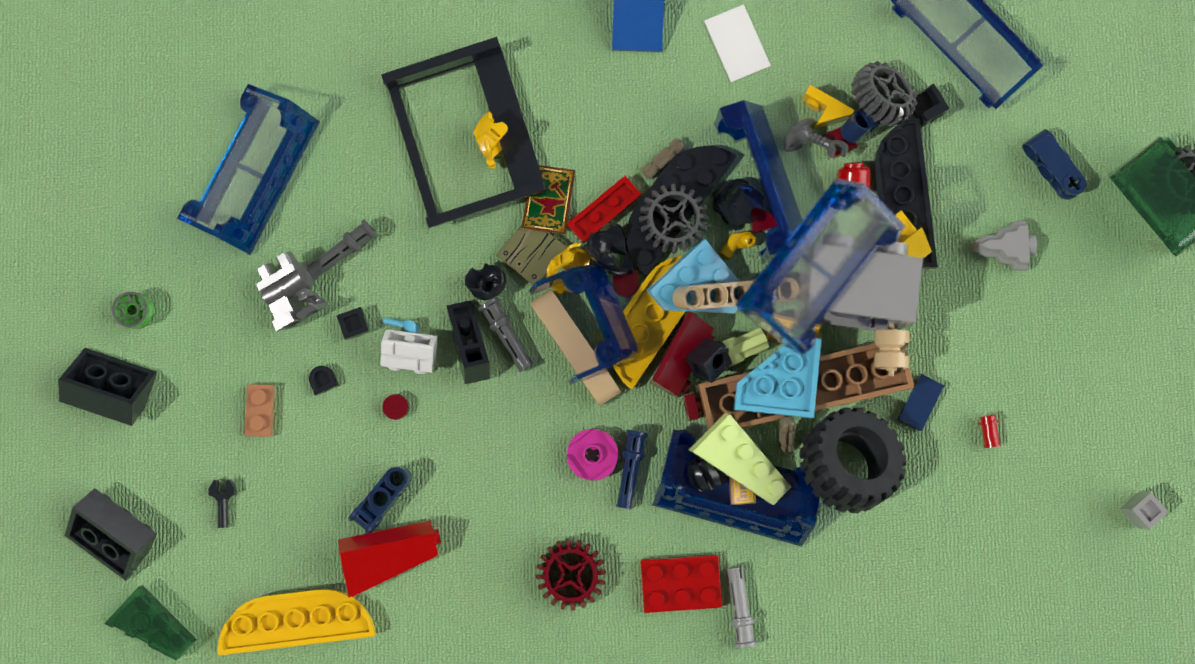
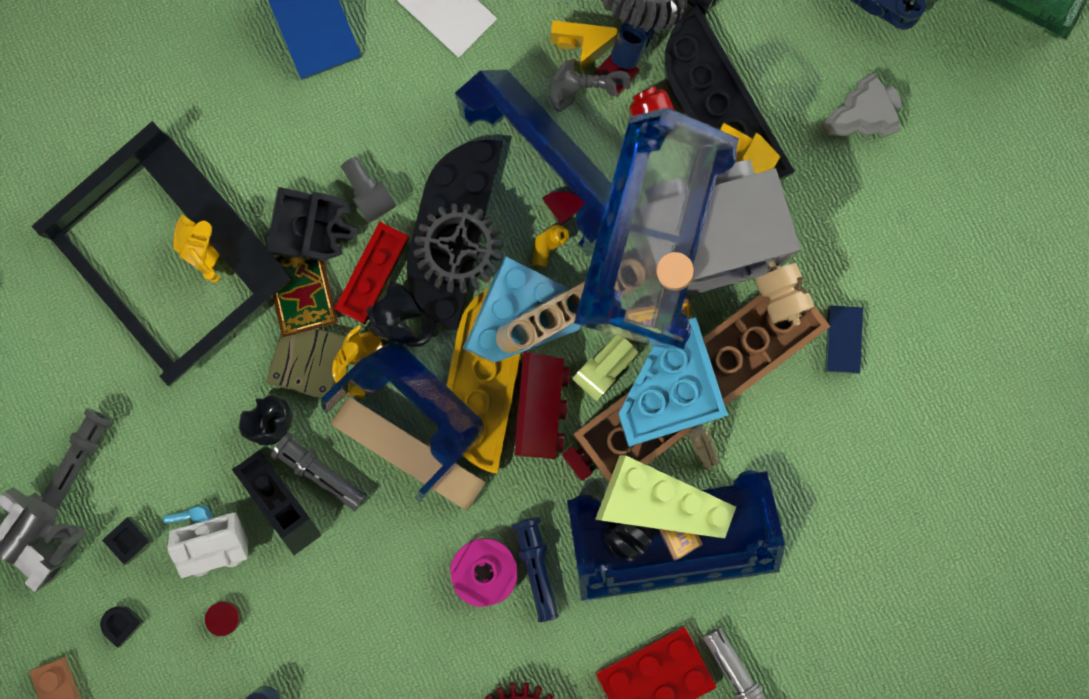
camera: 25 degrees left, 0 degrees up
(573, 156) = (307, 225): none -> black plate
(626, 156) = (369, 195): none -> dark grey pin
(626, 285) = (437, 351): dark red tile -> none
(662, 158) = (416, 182): dark tan axle -> none
(709, 359) = (573, 399): black brick -> none
(739, 205) = (530, 197): black helmet -> none
(821, 299) = (675, 271): none -> light nougat tile
(875, 443) = (816, 414): black tyre -> none
(990, 431) = (939, 338): red pin -> none

